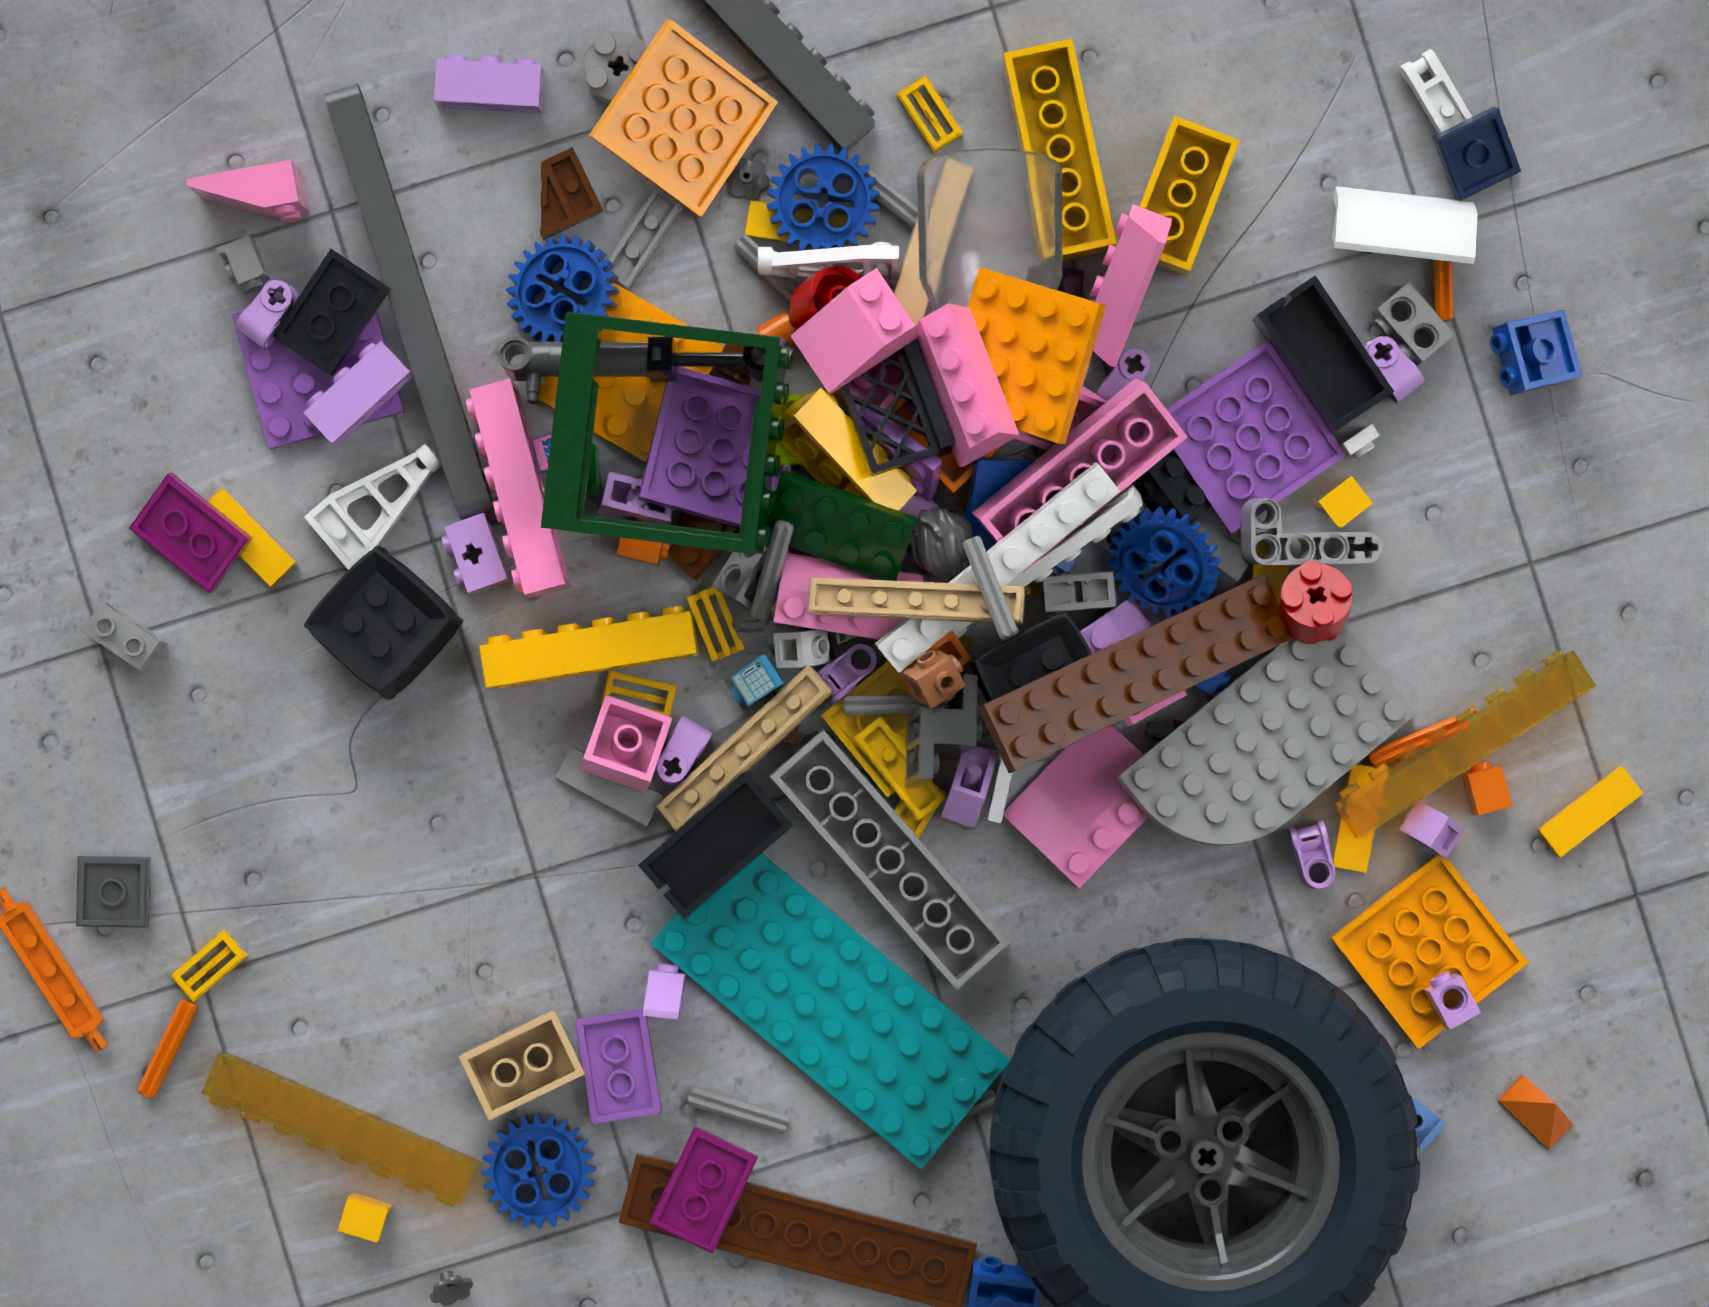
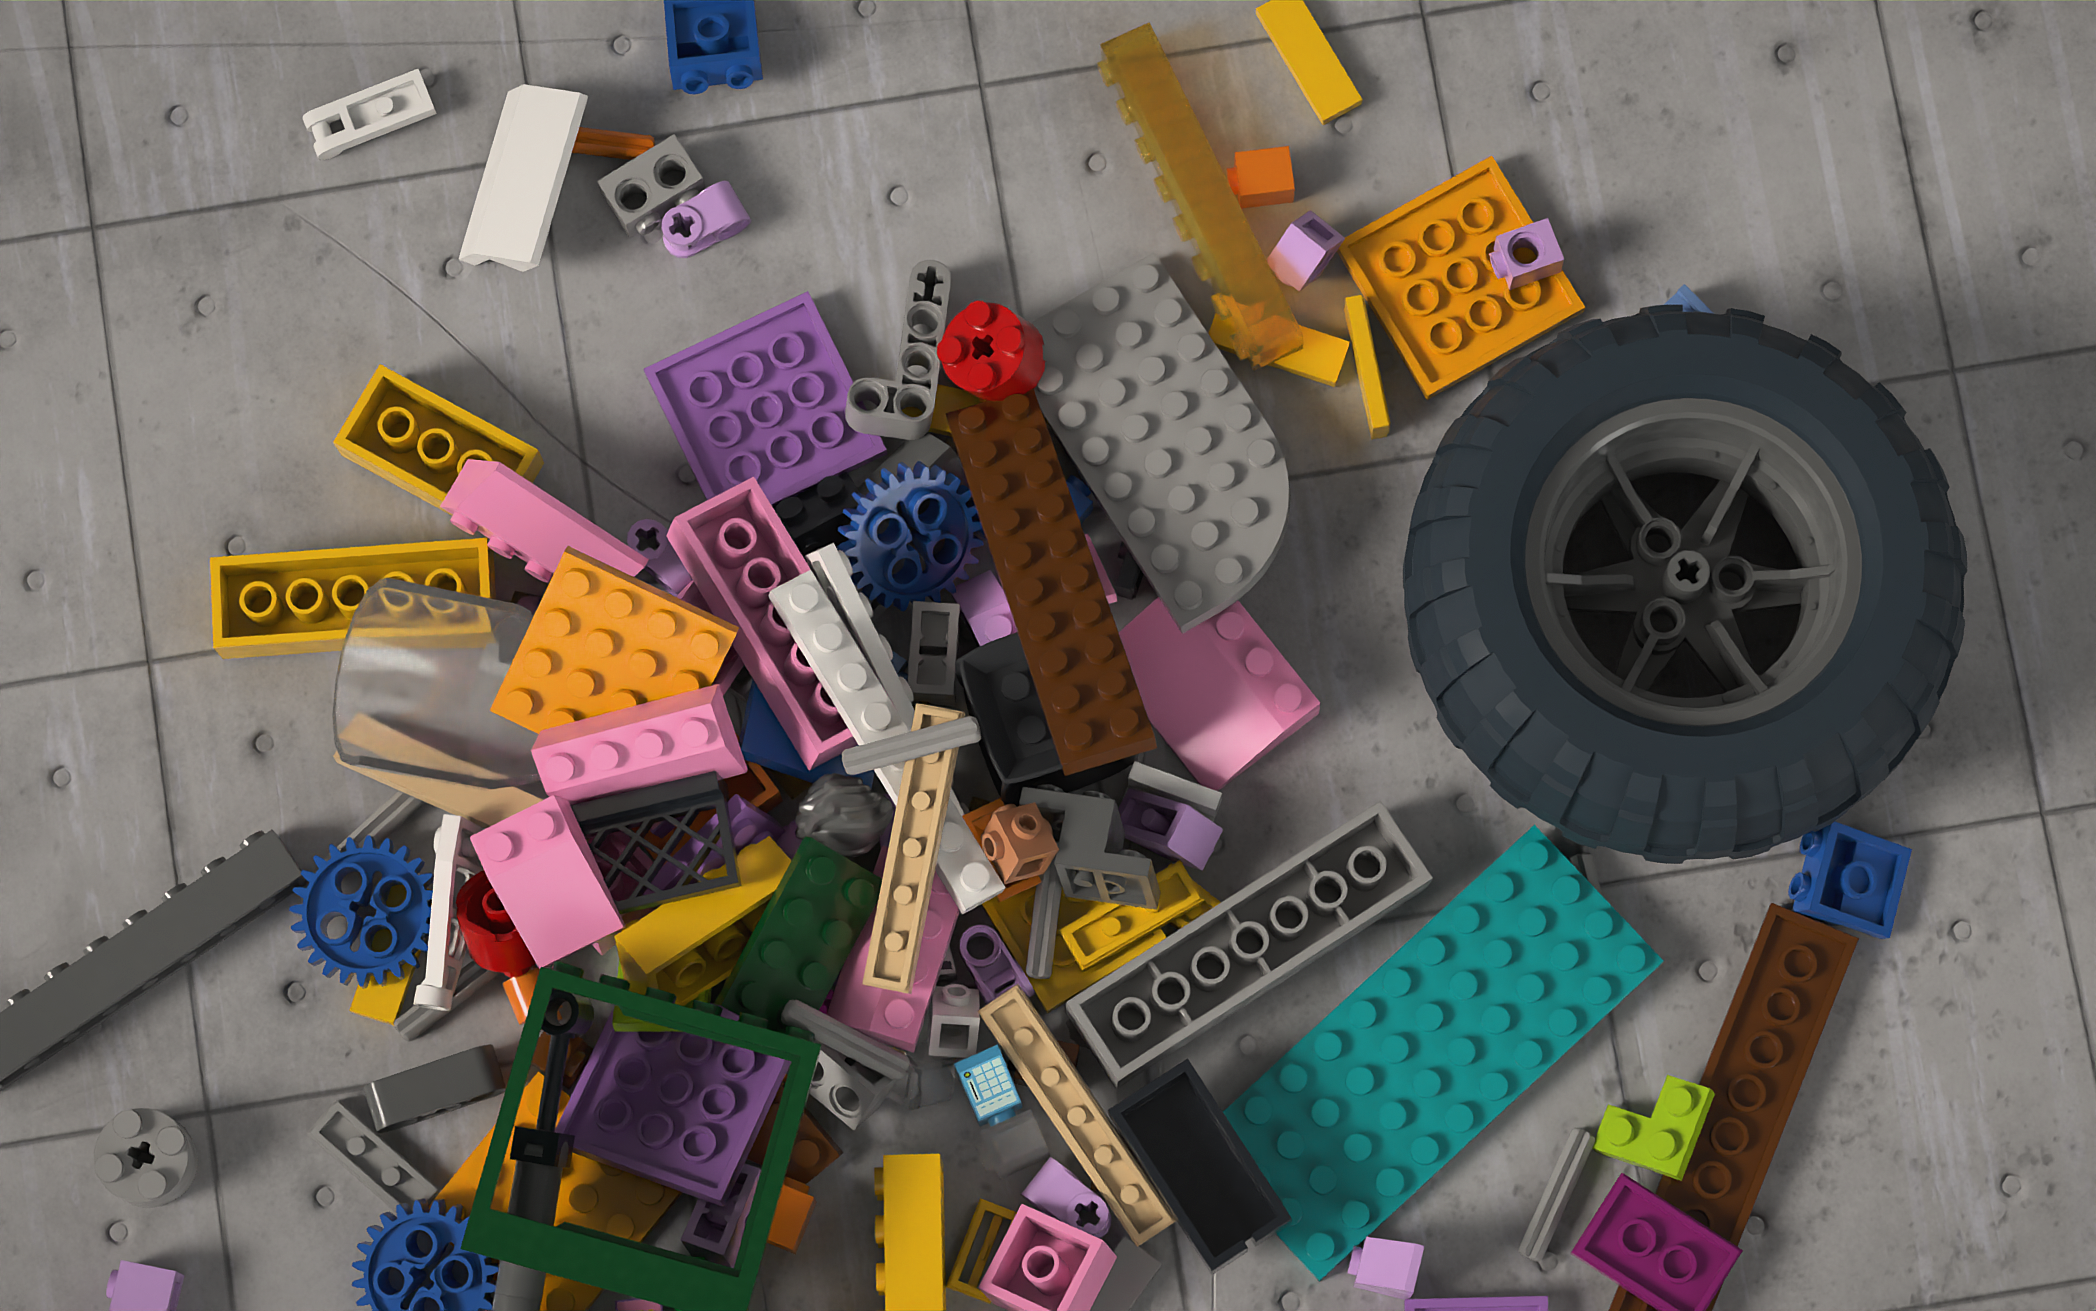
camera: 75 degrees left, 10 degrees down
(565, 194) = (299, 1255): reddish brown wing -> none
(683, 118) = (225, 1078): light orange plate -> none
(701, 273) = (434, 1088): none -> dark grey beam
(704, 595) = (901, 1117): yellow tile -> none
(749, 187) = (327, 1021): dark grey plant -> none
(788, 1186) = (1666, 1138): none -> lime plate
(944, 138) = (283, 777): yellow tile -> none
(1312, 852) = (1314, 406): lavender piece -> none
(1323, 354) = (673, 300): black piece -> none
(1344, 502) = (867, 301): yellow panel -> none
(1348, 888) = (1367, 366): none -> yellow tile
(1361, 442) = (793, 271): white plate -> none
(1388, 751) = (1196, 291): orange axle -> none
(1476, 153) = (447, 77): dark blue tile -> none
(1536, 1111) = (1683, 174): orange slope -> none

